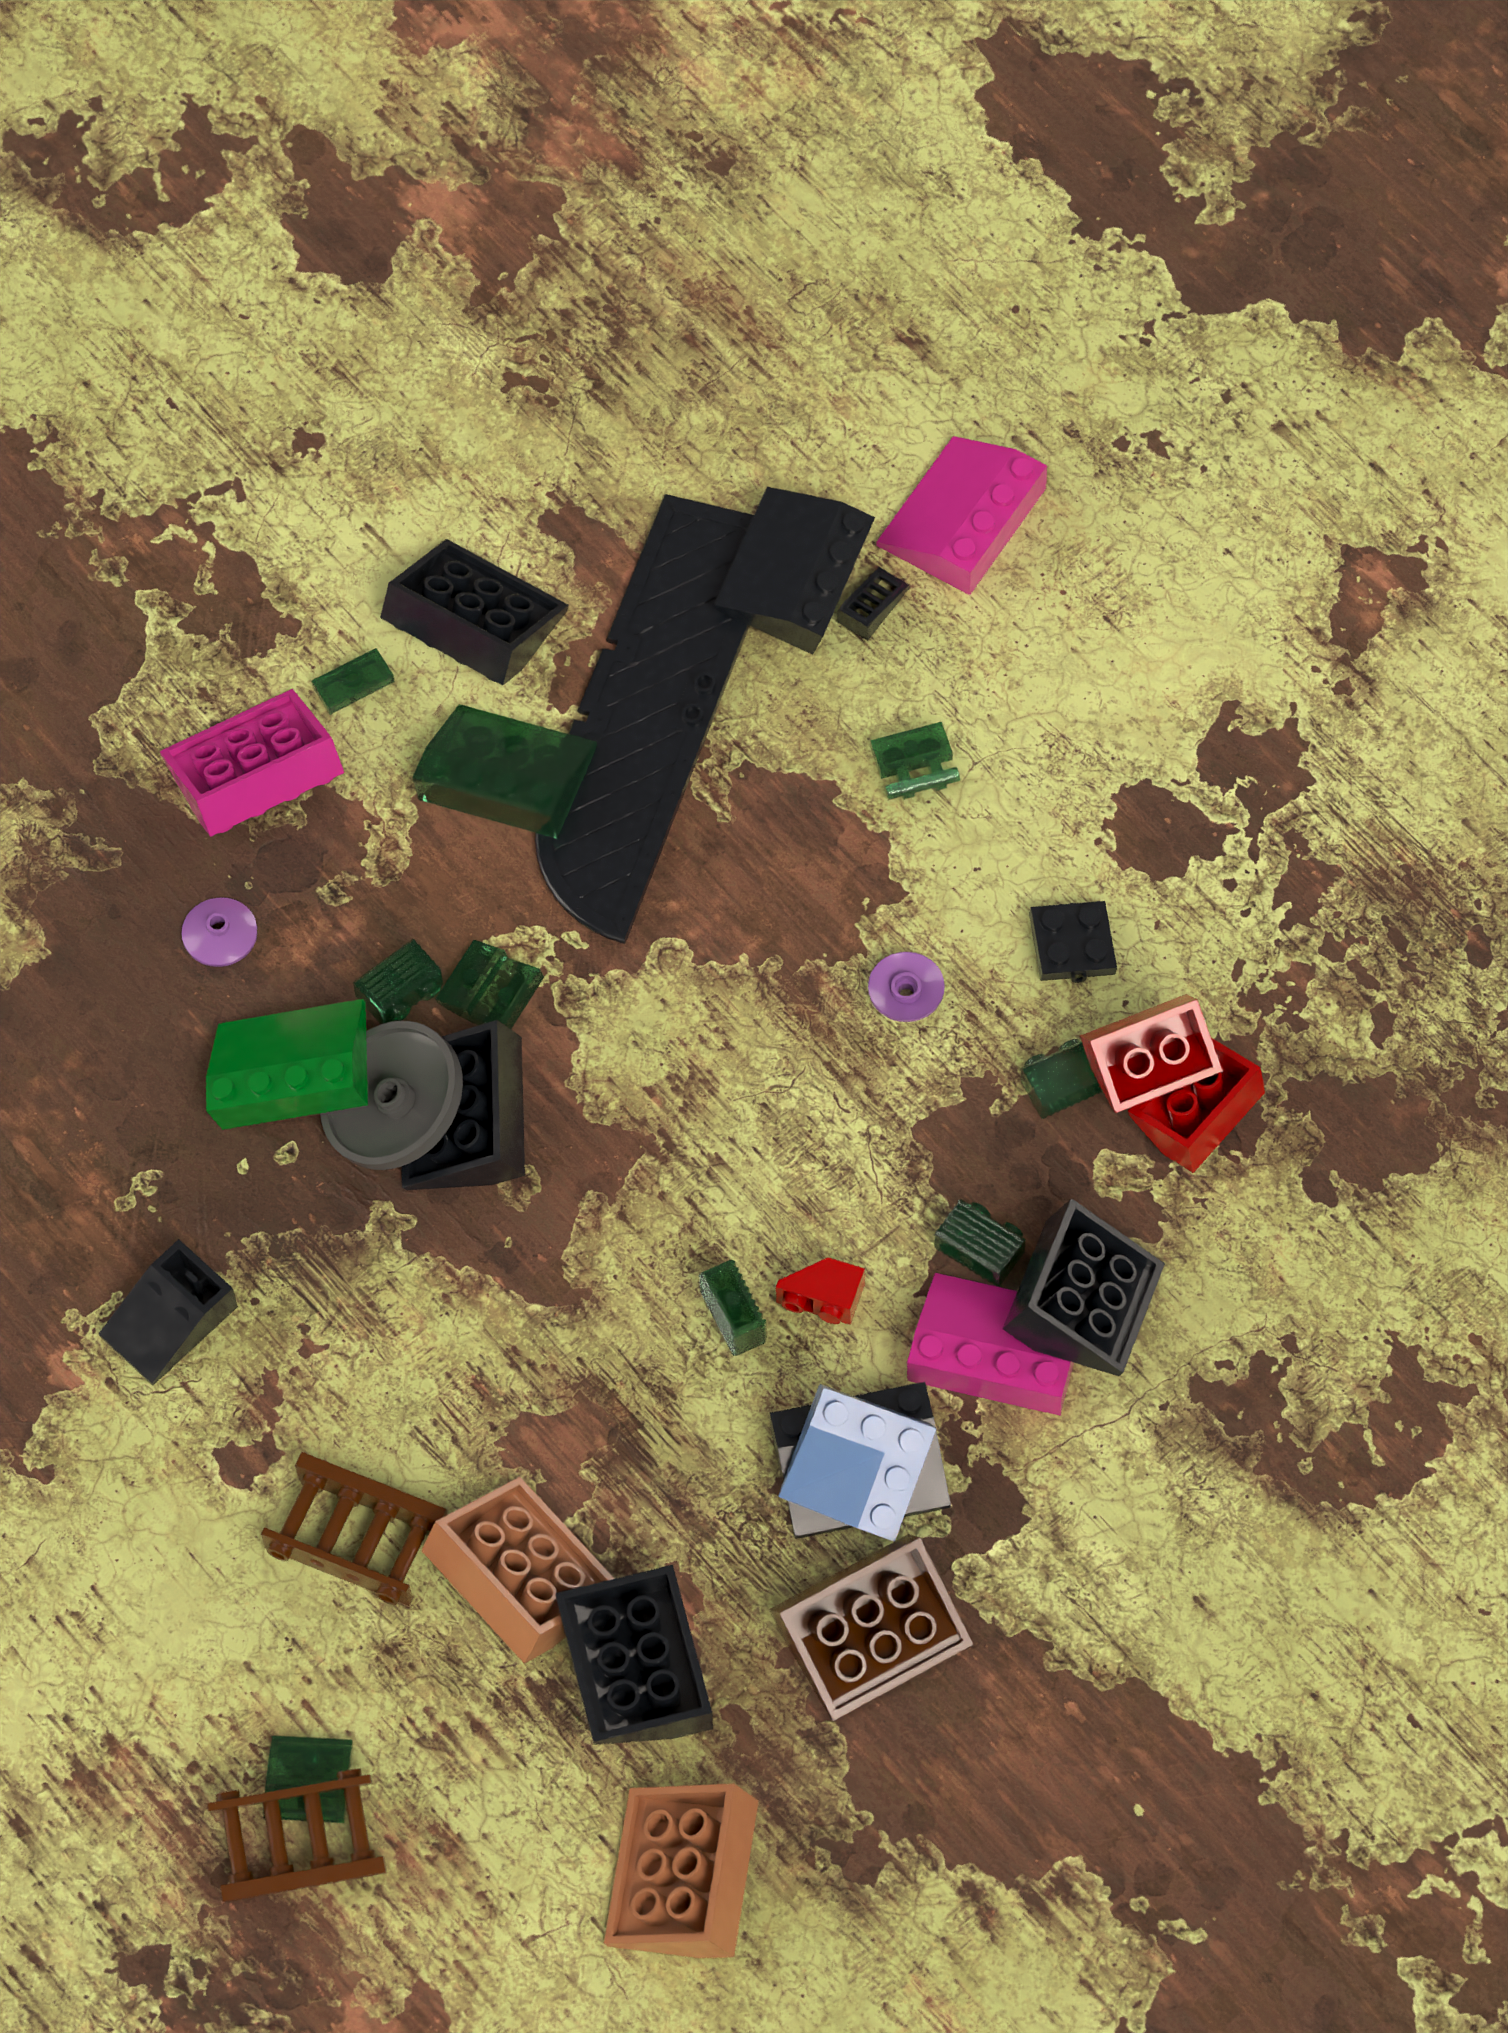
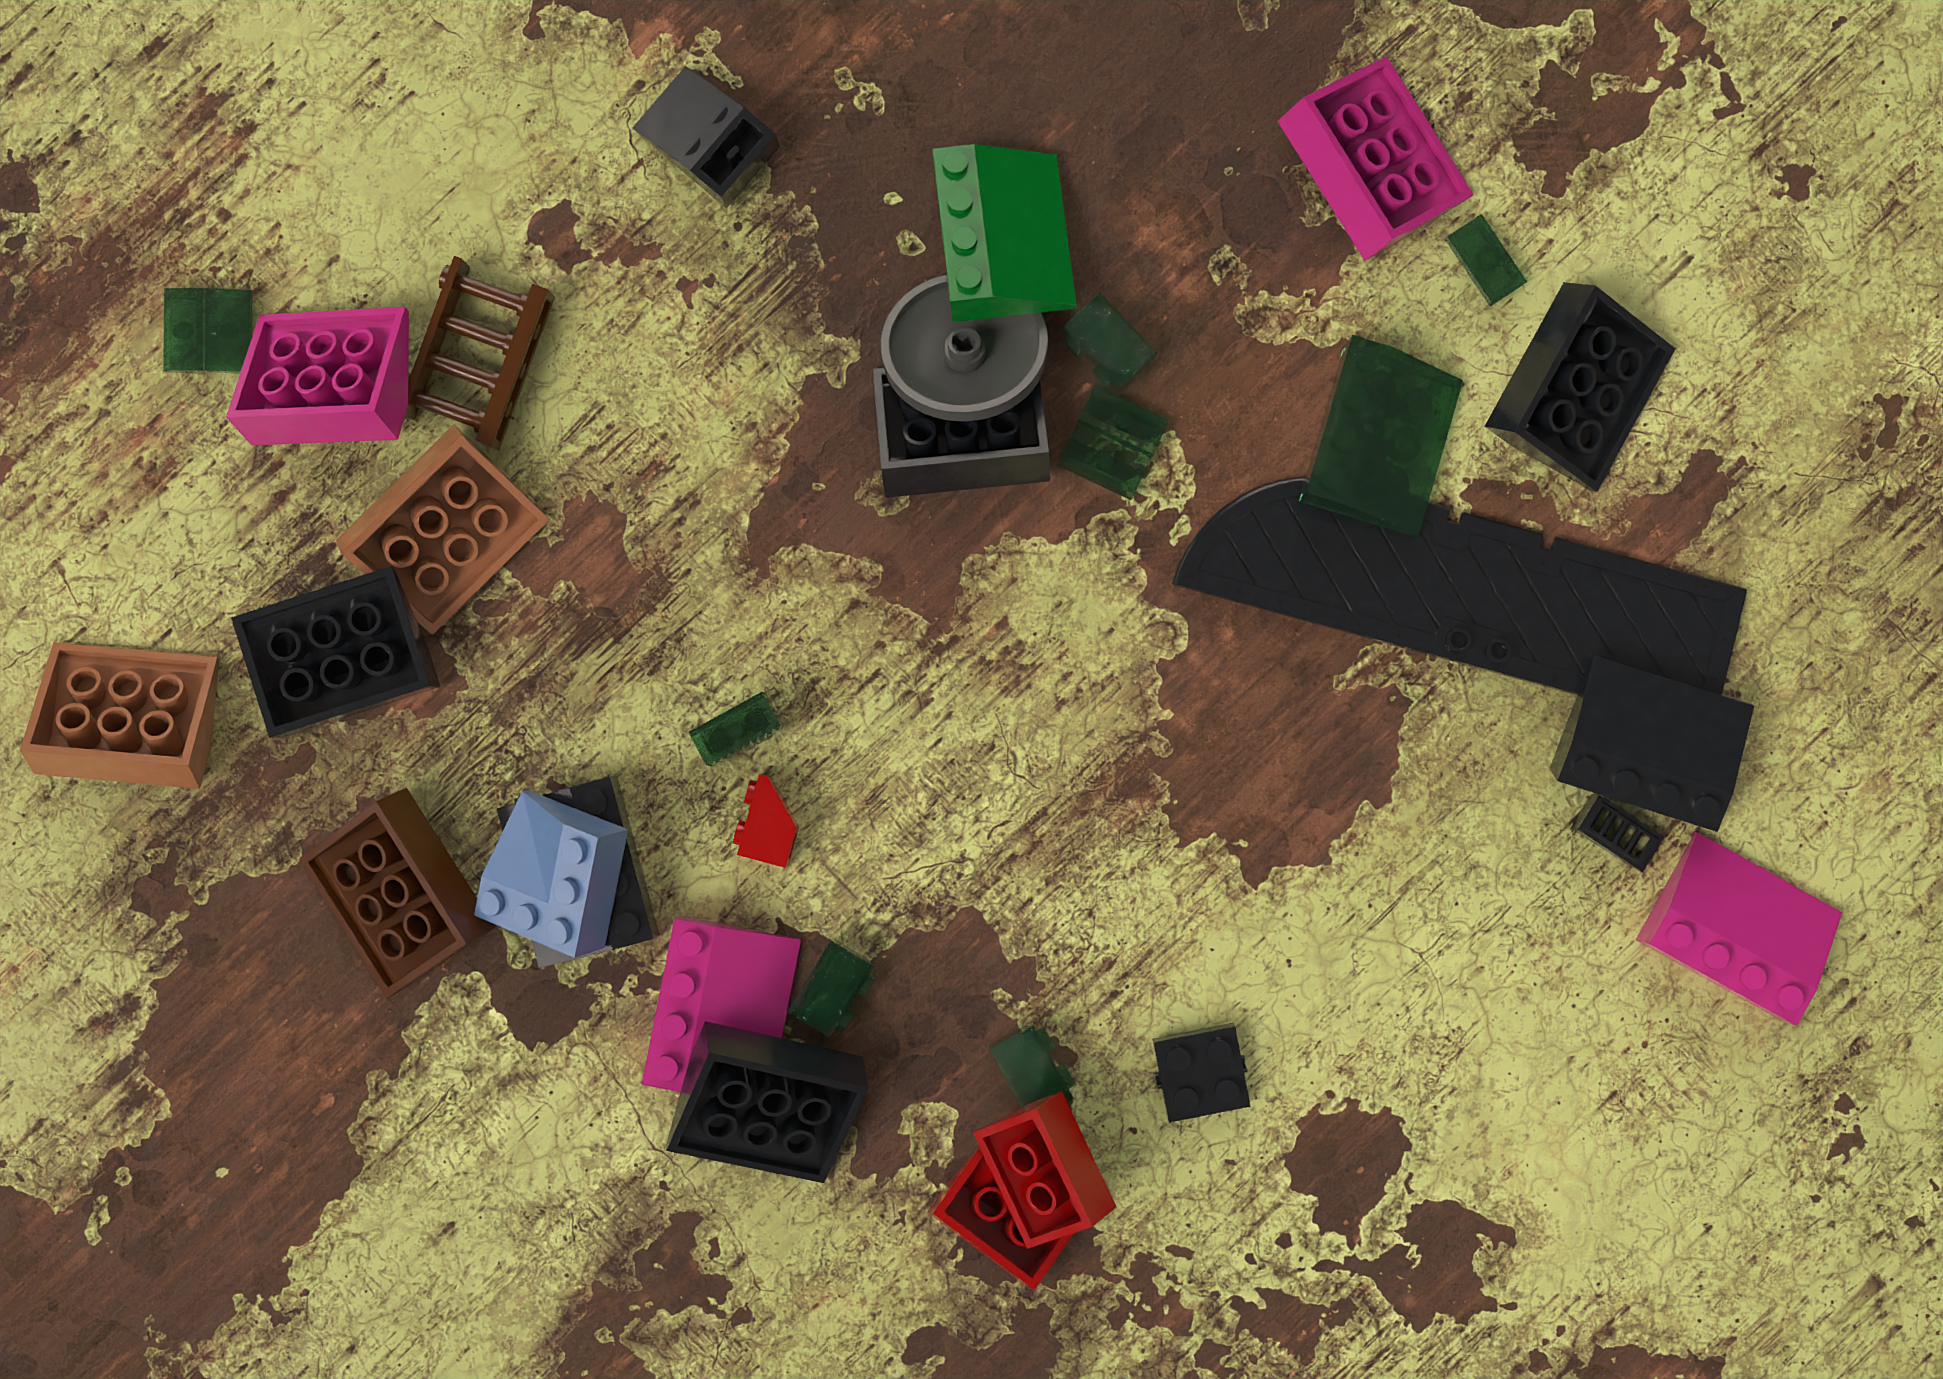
camera: 85 degrees right, 25 degrees up
(222, 945) = (1164, 164): medium lavender dish -> none
(323, 1867) = (97, 332): reddish brown fence -> none
(366, 1656) = (324, 377): none -> dark pink slope
(908, 972) = (1153, 898): medium lavender dish -> none
(912, 751) = (1426, 885): clear green plate -> none

